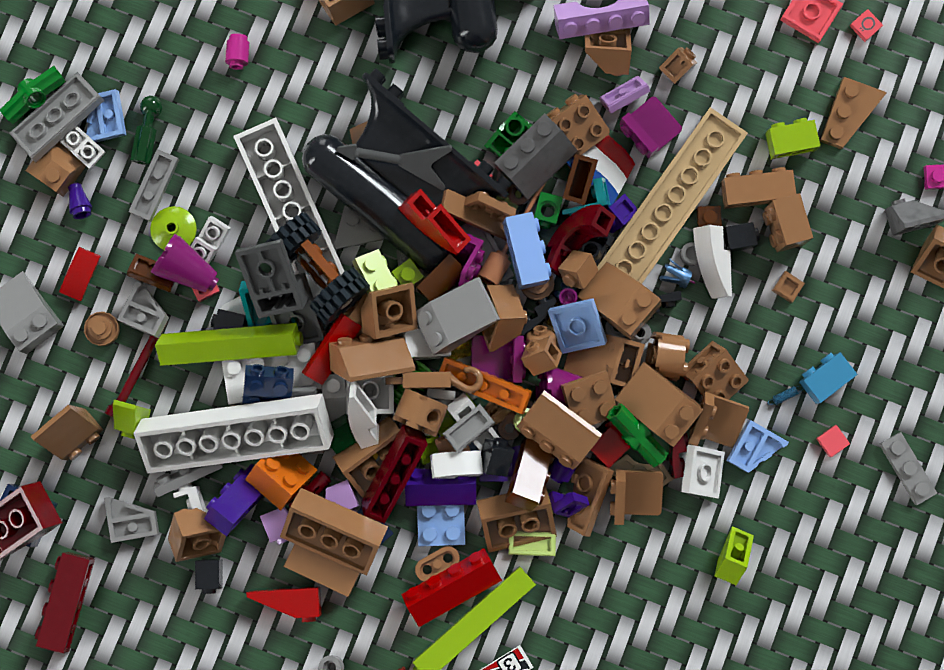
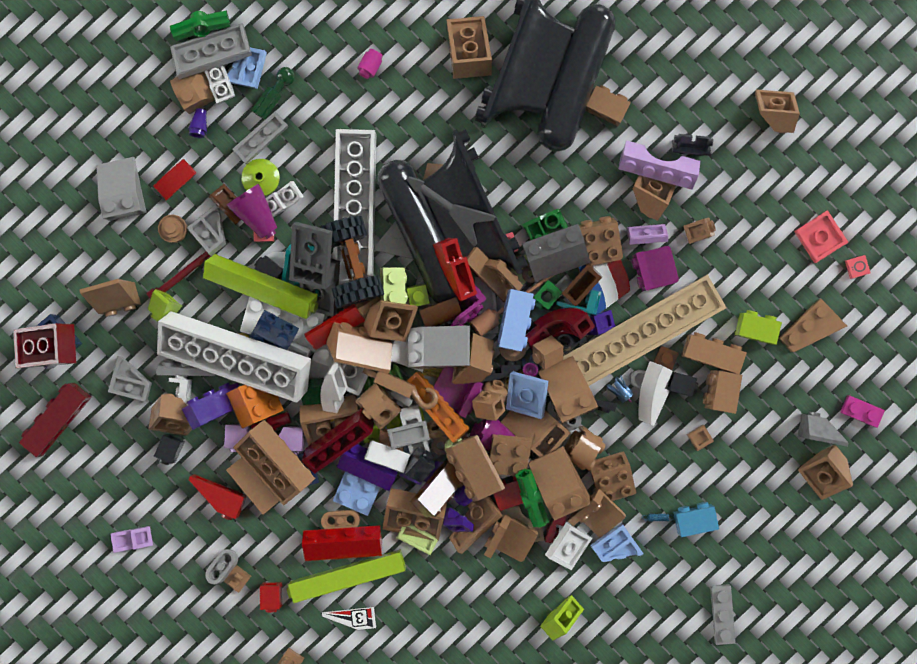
camera: 30 degrees right, 5 degrees up
(833, 441) = (676, 568): coral tile -> none

